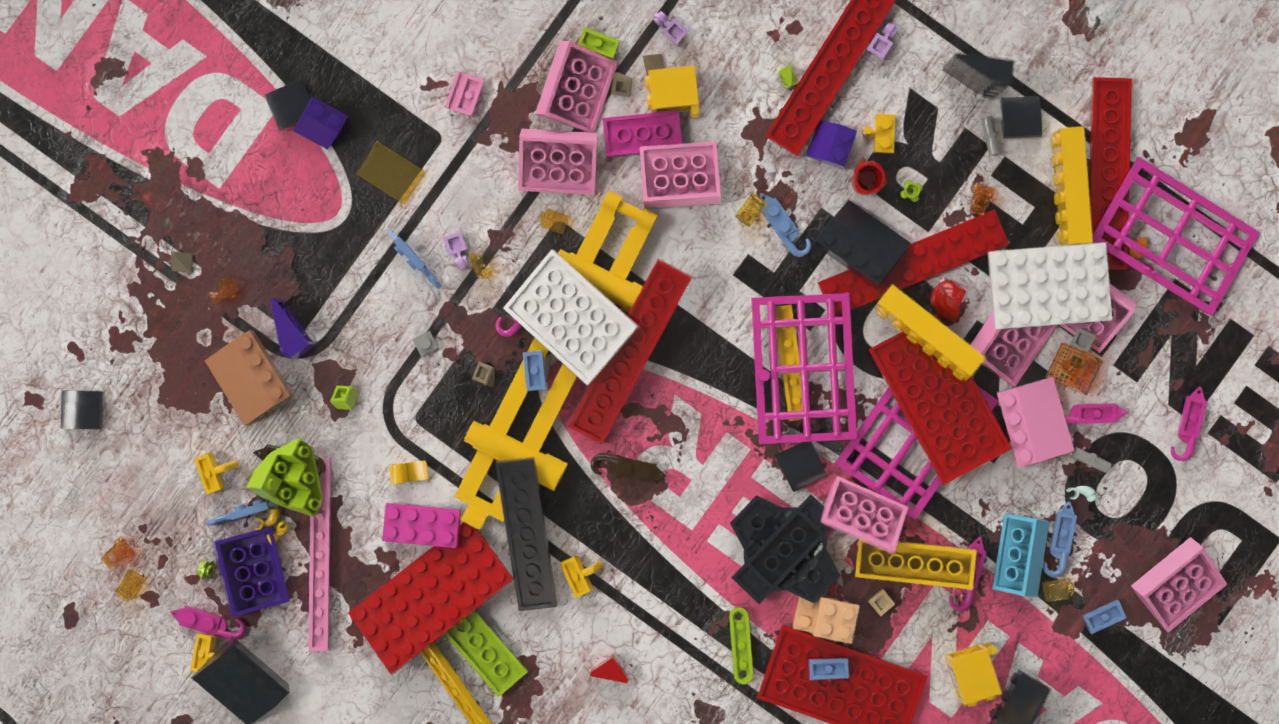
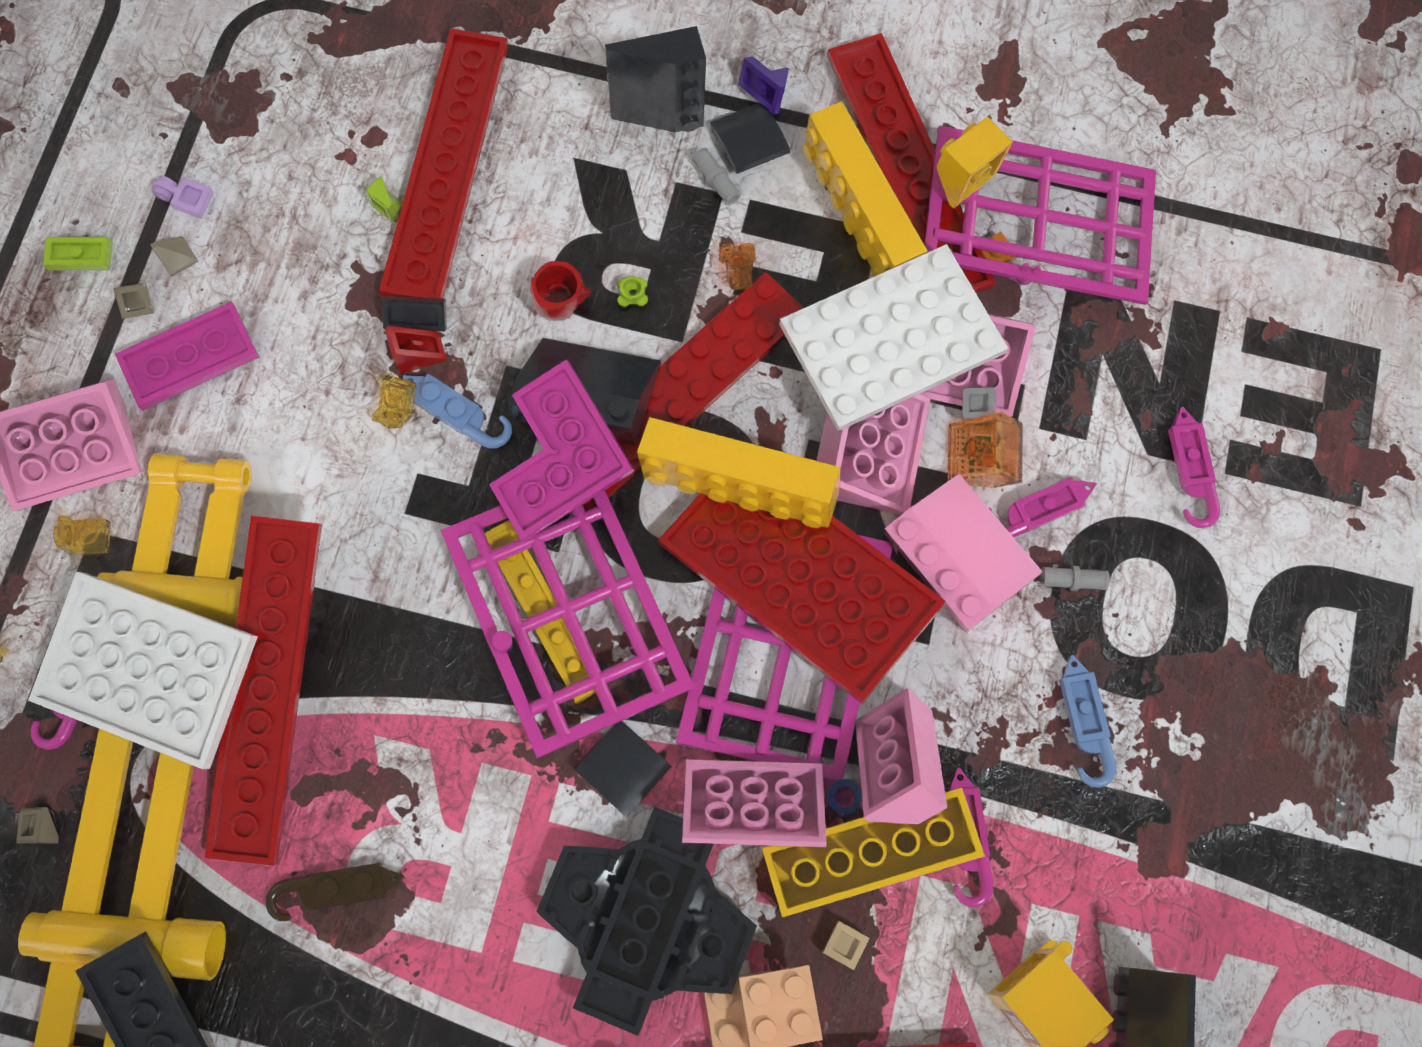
camera: 30 degrees left, 15 degrees down
(534, 370) = (110, 783): medium blue plate -> none
(576, 87) = (60, 325): bright pink slope -> none
(673, 90) = (208, 271): yellow container -> none
(680, 175) = (263, 393): bright pink slope -> none
(774, 179) = (414, 348): none -> red slope
(780, 157) = (414, 313): none -> black tile
(831, 144) = (487, 267): dark purple slope -> none
(844, 289) = (576, 458): none -> dark pink plate
(881, 45) = (508, 111): lavender plate -> none
(883, 133) = (558, 229): yellow plate -> none
(913, 537) = (840, 786): none -> clear blue pin
(947, 299) = (748, 418): red helmet -> none
(950, 523) = (900, 762): none -> bright pink slope
(1020, 555) = (1036, 771): medium azure slope -> none
(1045, 90) = (763, 83): none -> dark purple slope
(1058, 589) = (1119, 804): clear yellow bracket -> none
(1085, 490) = (1091, 629): light aqua arm -> none
(1104, 616) = (1212, 818): medium blue plate -> none
(1144, 194) = (972, 159): none -> yellow slope
(1179, 584) = (1301, 717): bright pink slope -> none

